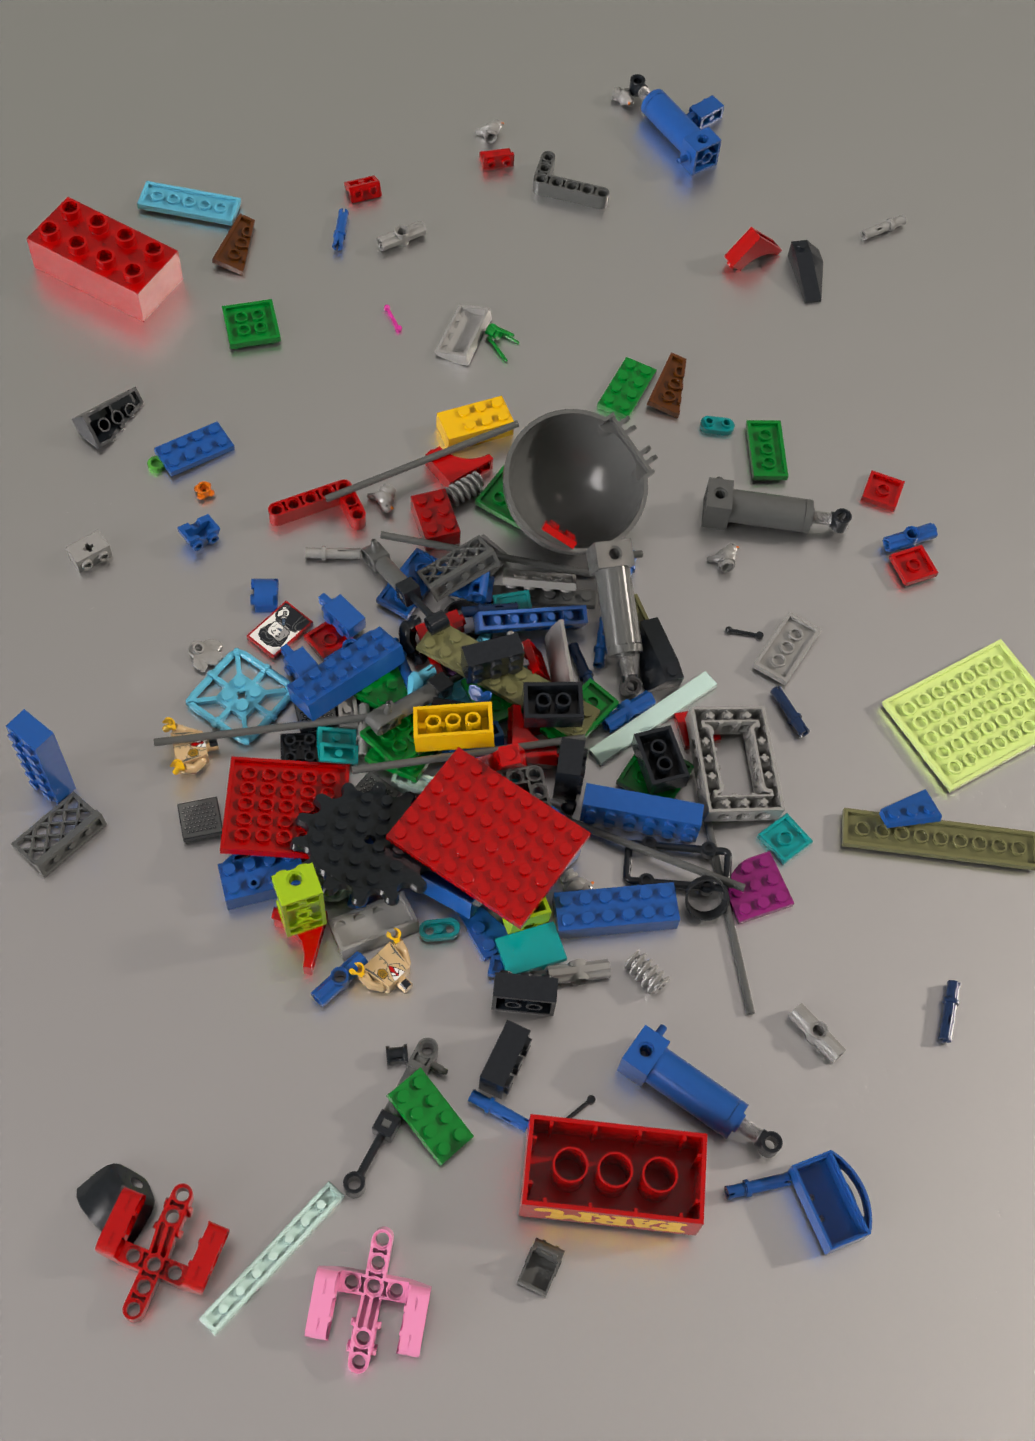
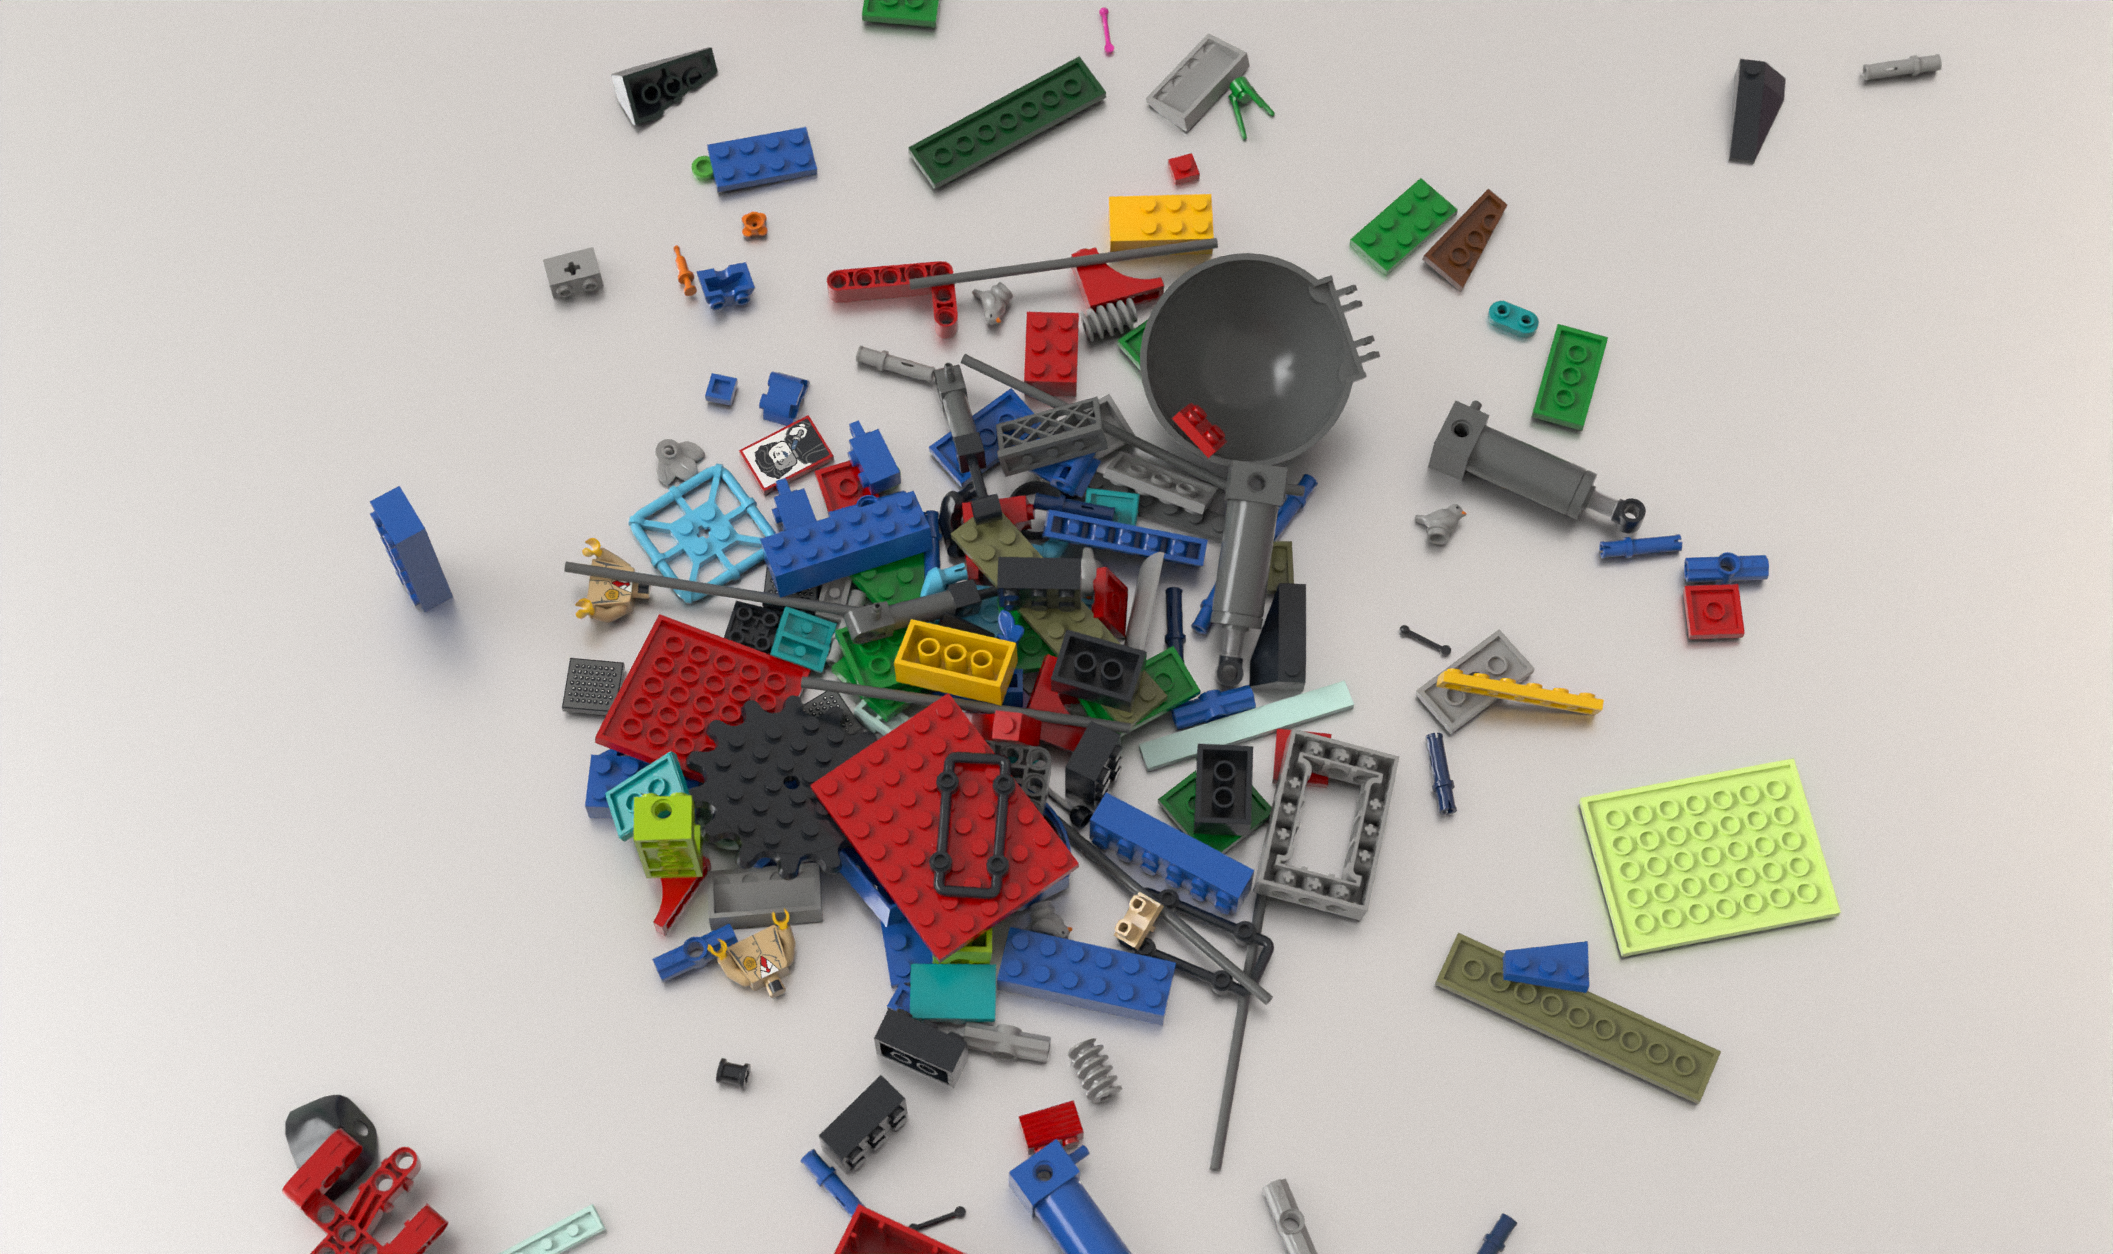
camera: 25 degrees right, 5 degrees up
(68, 842) = (419, 666): dark grey fence -> none
(168, 534) = (685, 276): none -> orange piece
(219, 599) = (721, 389): none -> blue plate
(259, 885) = (659, 777): none -> teal tile
(349, 387) = (1006, 122): none -> dark green plate
(390, 1119) = (693, 1154): piece -> none
(430, 1116) = (744, 1165): green plate -> none
(439, 928) = (848, 927): teal plate -> none
(475, 388) = (1183, 169): none -> red plate
(498, 859) = (996, 865): none -> black bar
(631, 1020) = (1049, 1124): none -> red brick
(637, 862) = (1138, 920): none -> tan hips
(712, 914) = (1201, 1018): black tyre -> none
(749, 247) = (1676, 51): red arch -> none
(763, 892) = (1299, 1007): magenta plate -> none
(784, 839) = (1360, 950): teal tile -> none
(824, 645) = (1530, 693): none -> yellow plate
(846, 541) = (1630, 547): none -> blue pin
(882, 490) = (1718, 485): red tile -> none

